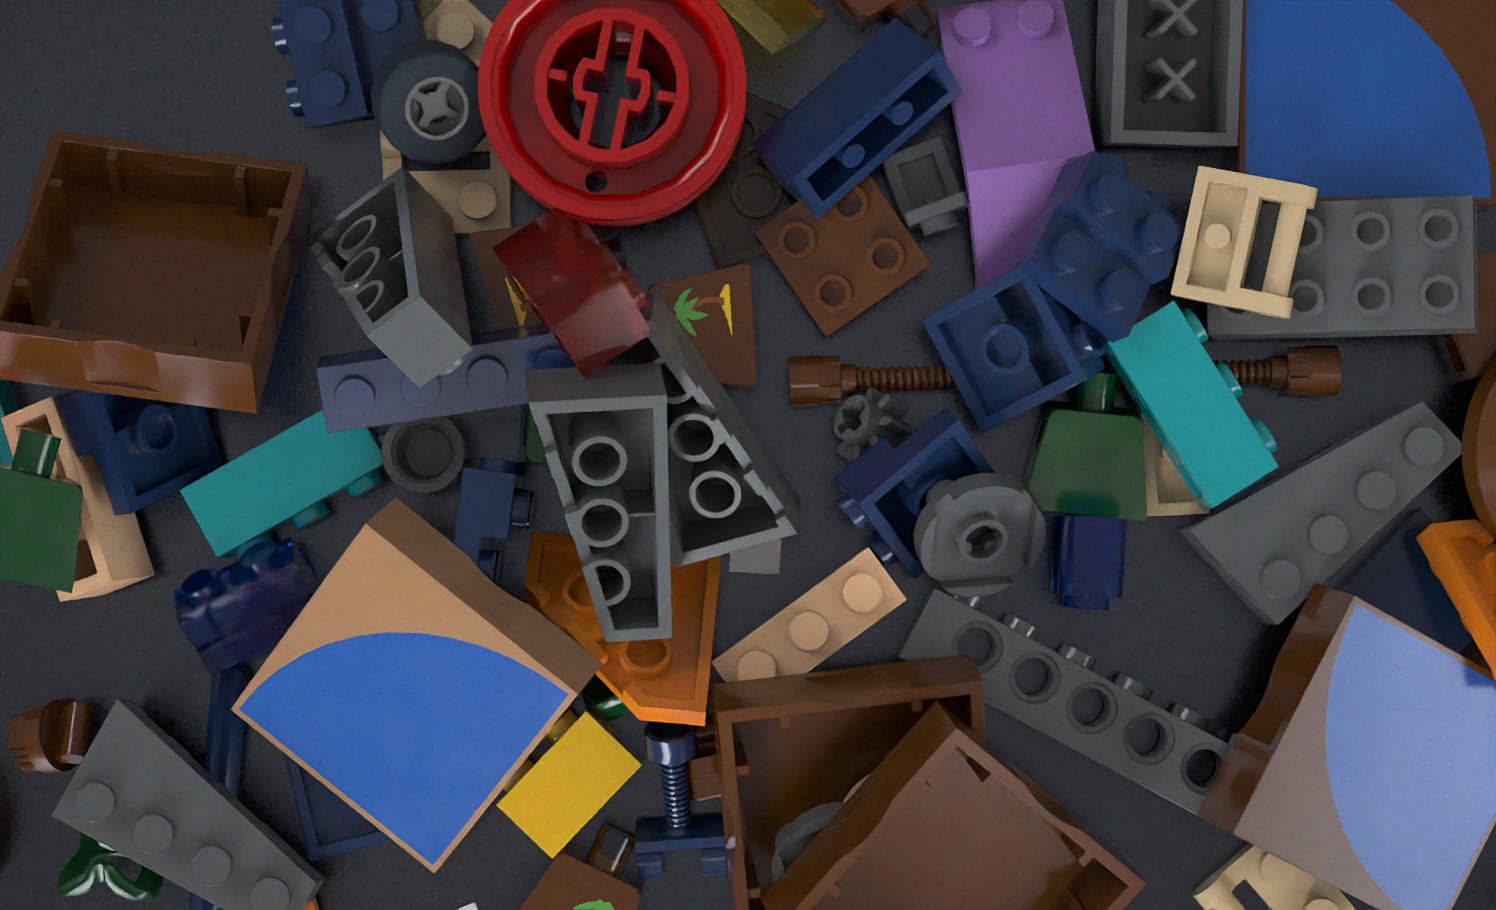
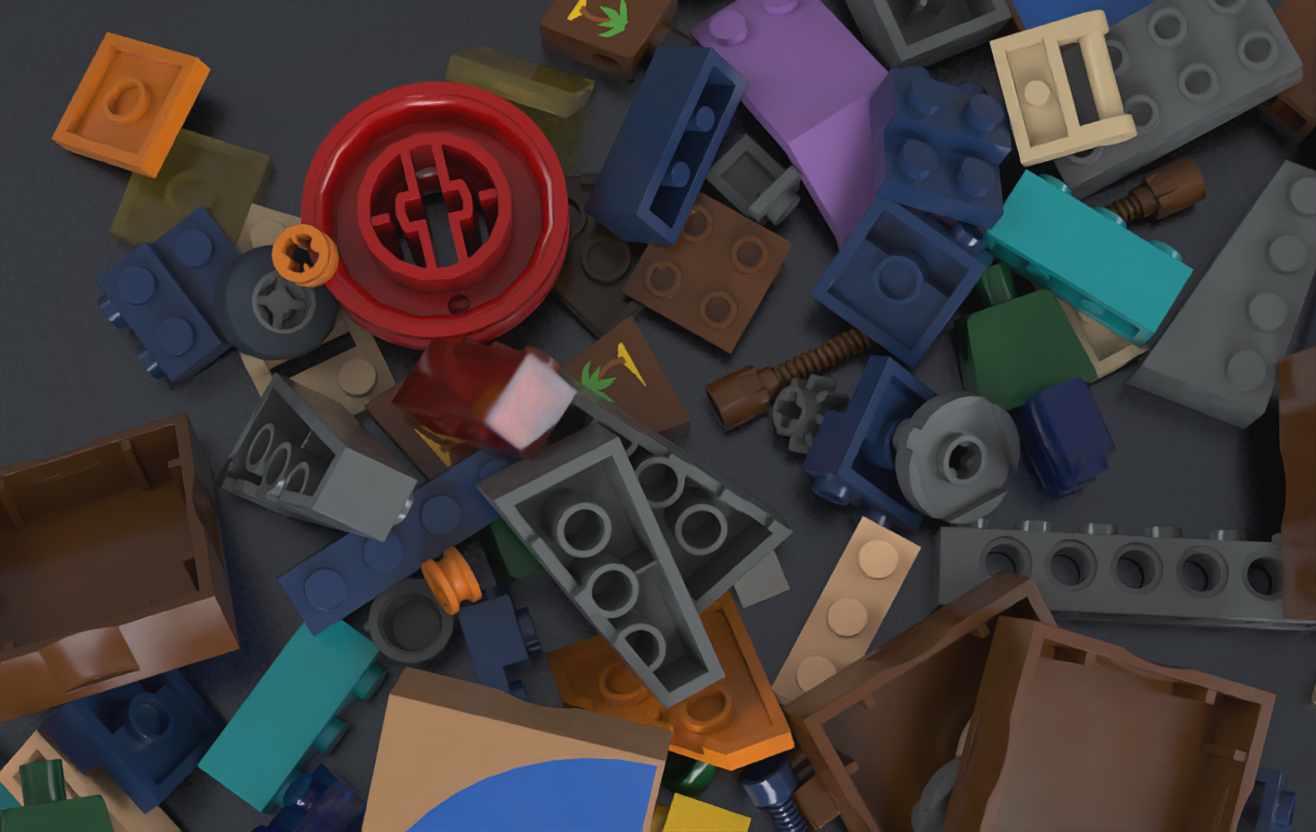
camera: 25 degrees left, 10 degrees down
(453, 81) = (289, 268): none -> orange bush
(469, 440) = (451, 580): none -> orange bush

